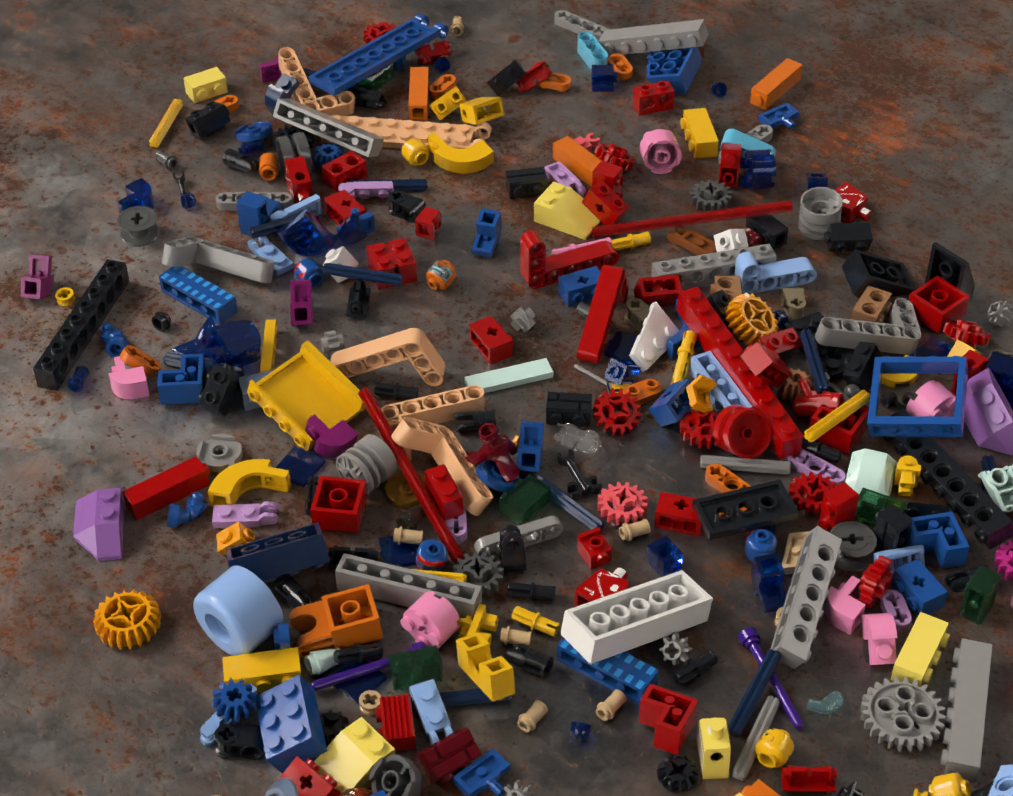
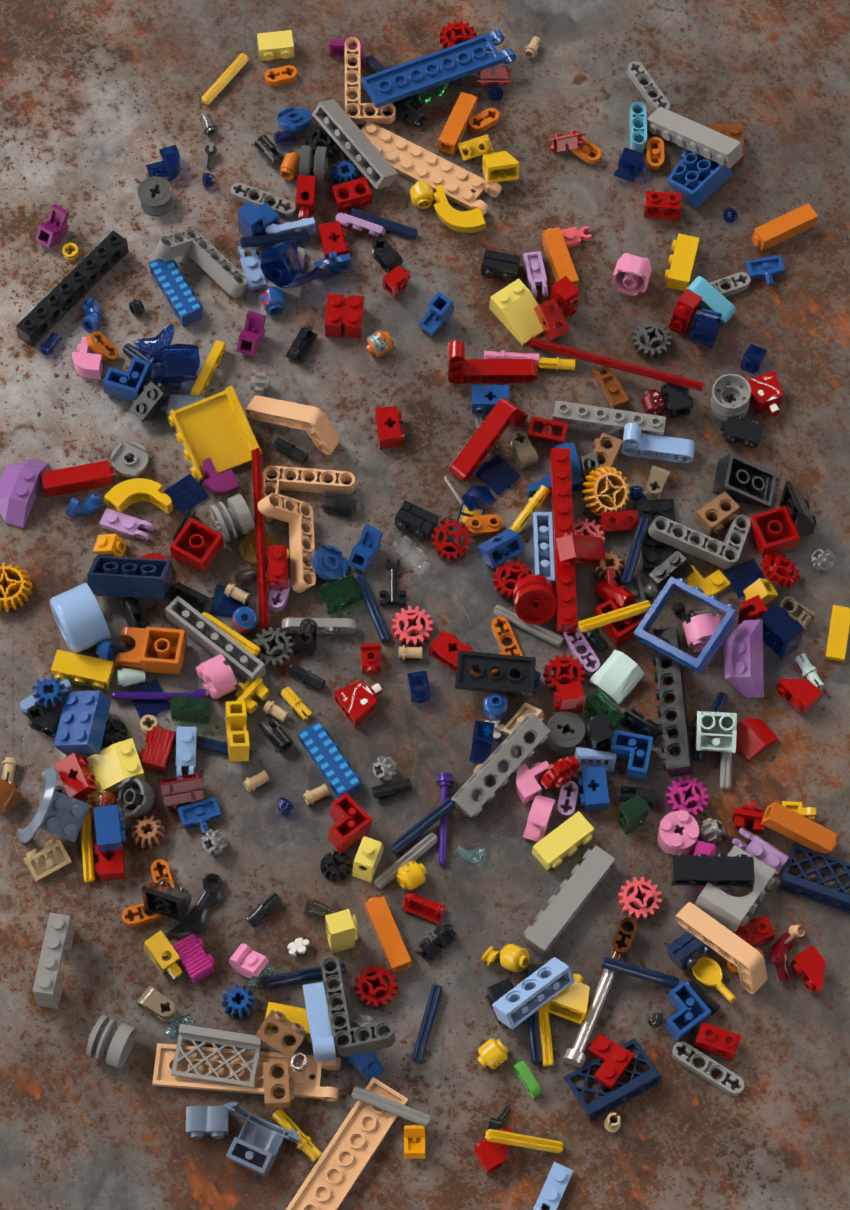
camera: 20 degrees right, 20 degrees up
(208, 119) = (260, 91): black brick -> none
(283, 89) = (332, 86): dark blue brick -> none
(341, 257) = (301, 302): white brick -> none
(358, 653) = (155, 682): black axle -> none
(362, 274) = (312, 323): dark blue axle -> none
(497, 448) = (334, 542): dark red animal -> none
(506, 77) = (542, 135): black hinge -> none
(511, 376) = (387, 468): light aqua tile -> none
(523, 319) = (423, 416): light grey gear -> none
(615, 155) = (589, 265): red gear -> none
(636, 616) = (364, 734): white brick -> none
(653, 337) = (524, 471): white wing -> none
(699, 394) = (520, 552): light orange bracket -> none
(734, 240) = (636, 401): white brick -> none
(902, 706) = (501, 888): light grey gear -> none
(907, 475) = (644, 687): yellow hips -> none

